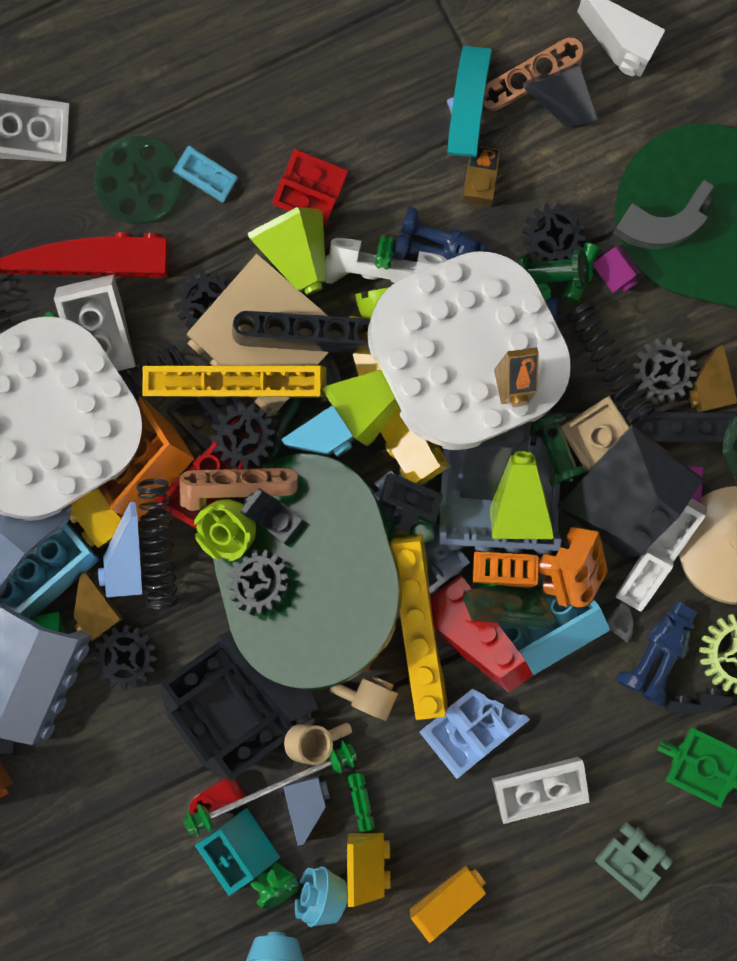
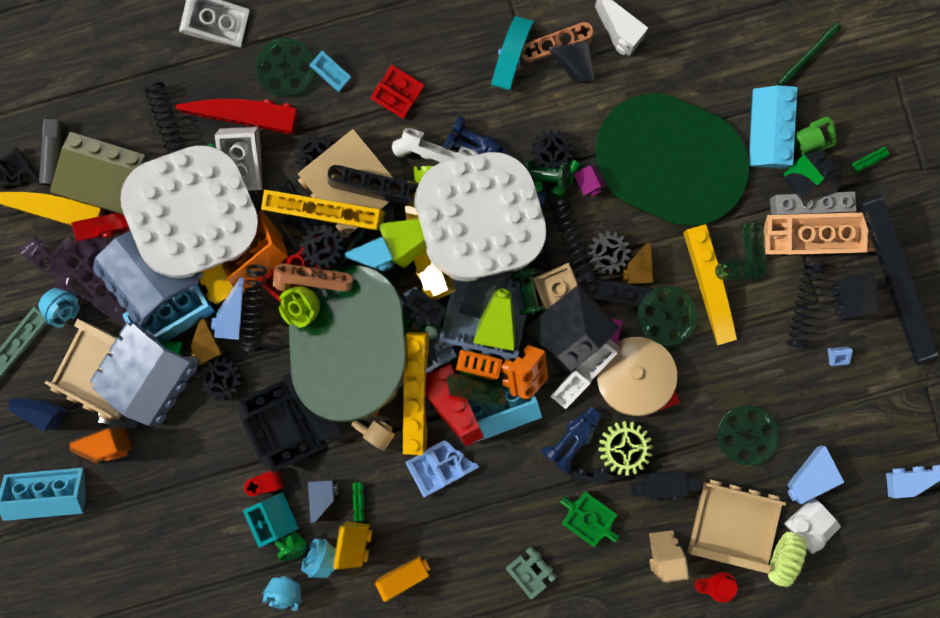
camera: 15 degrees right, 0 degrees up
(203, 819) = (250, 493): axle -> none
(259, 568) = (311, 354): gear -> none
(272, 515) = (331, 302): black bracket -> none
(295, 247) = (379, 129): lime slope -> none
(312, 743) = (333, 457): tan piece -> none
(385, 252) = (438, 142): green axle -> none
(481, 177) = (511, 104): pearl gold slope -> none
(517, 376) = (507, 239): slope -> none
(541, 789) = (478, 515): white slope -> none
(621, 622) = (551, 413): dark grey tile -> none
(663, 232) = (623, 161): dark grey arch -> none

